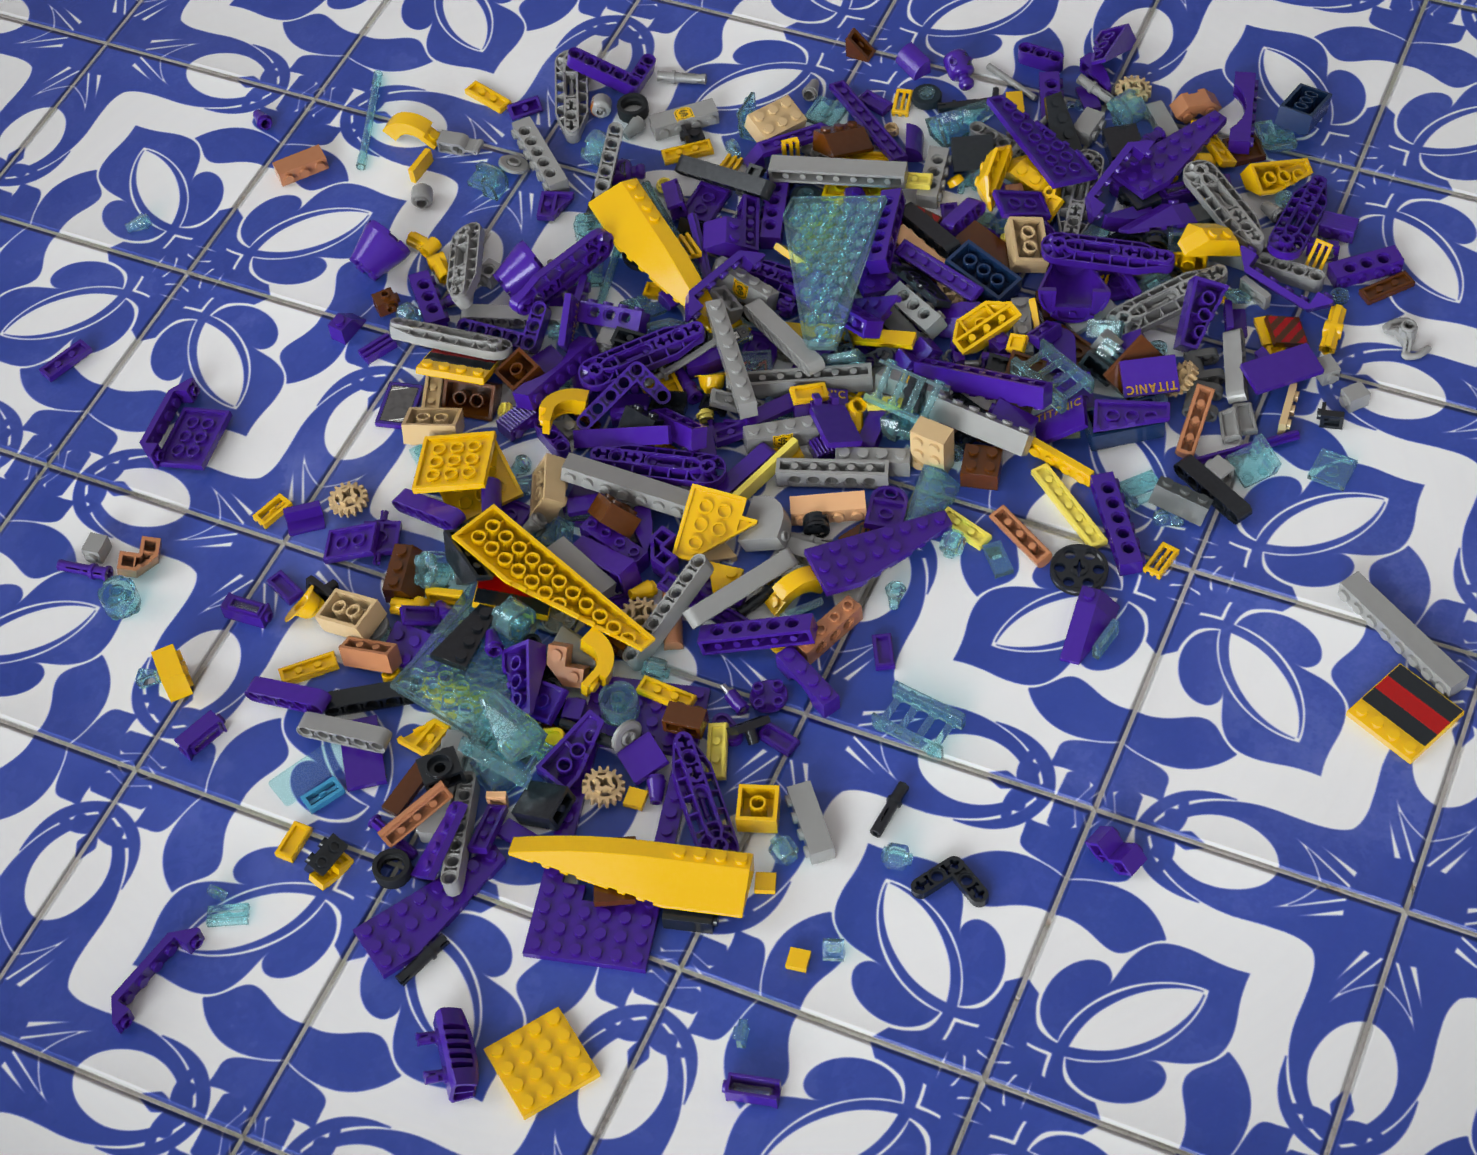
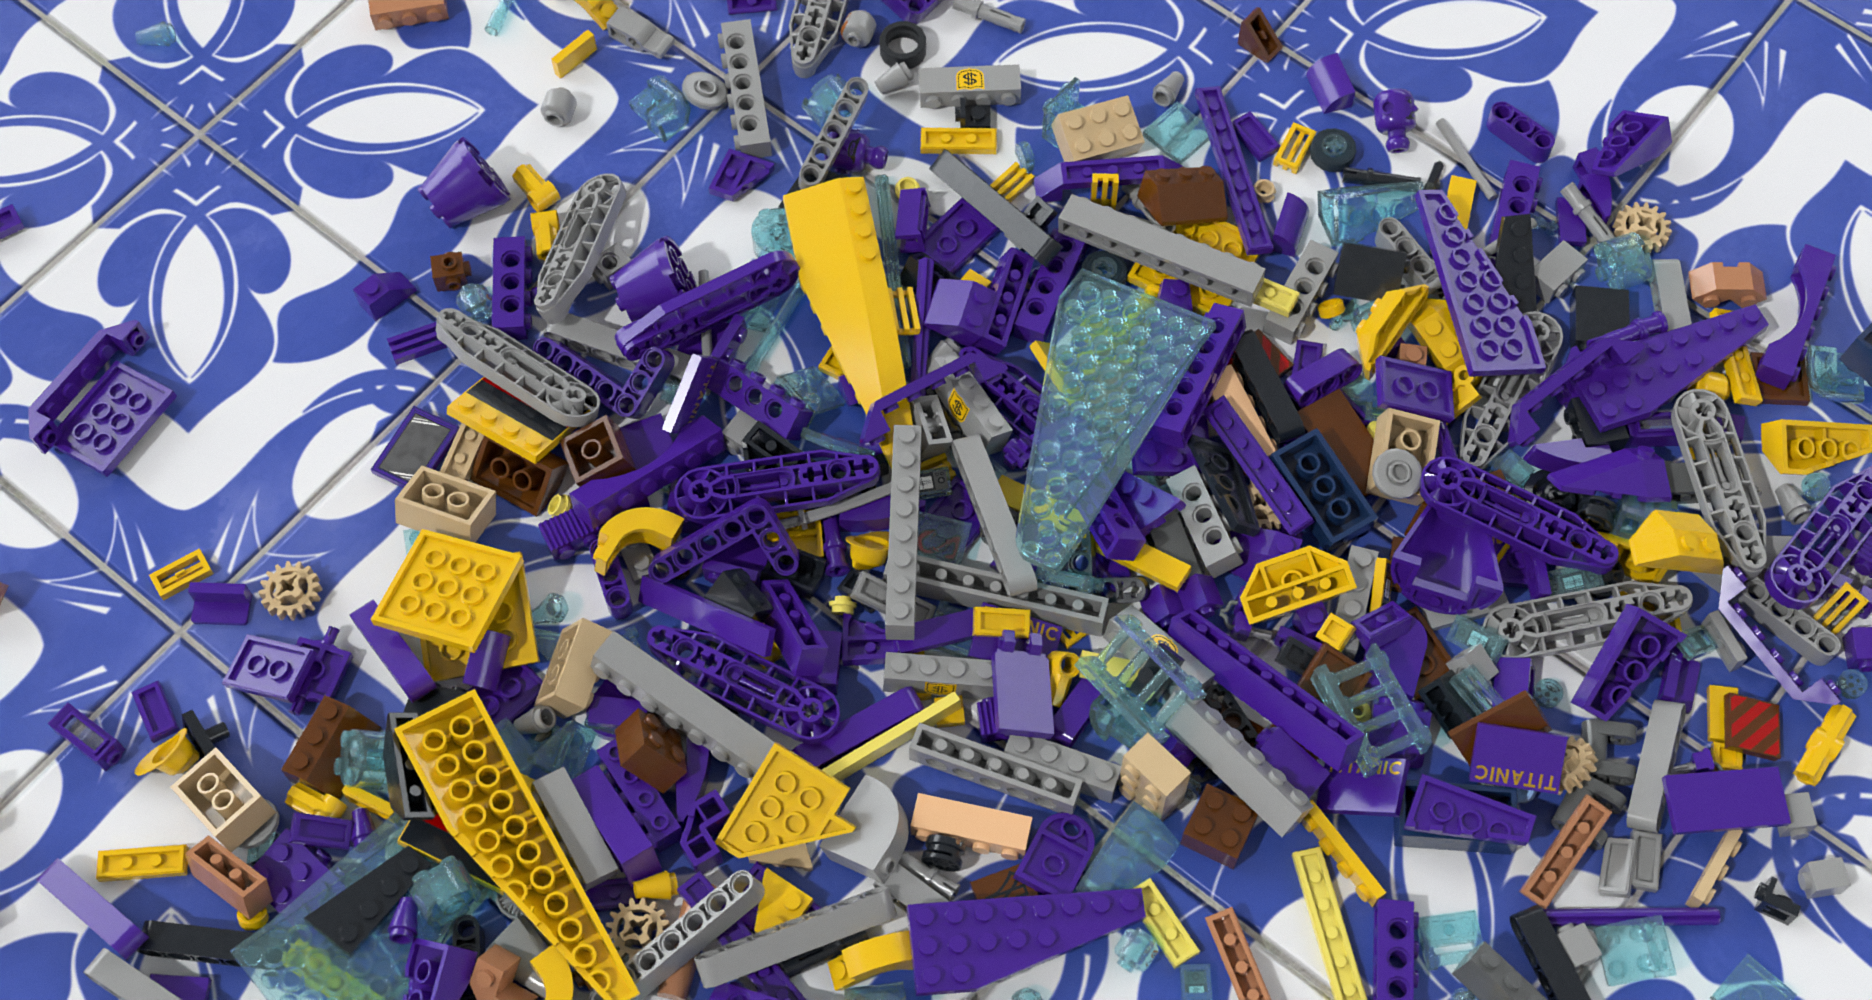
camera: 10 degrees right, 10 degrees up
(1026, 250) = (1397, 473): none -> light grey wheel

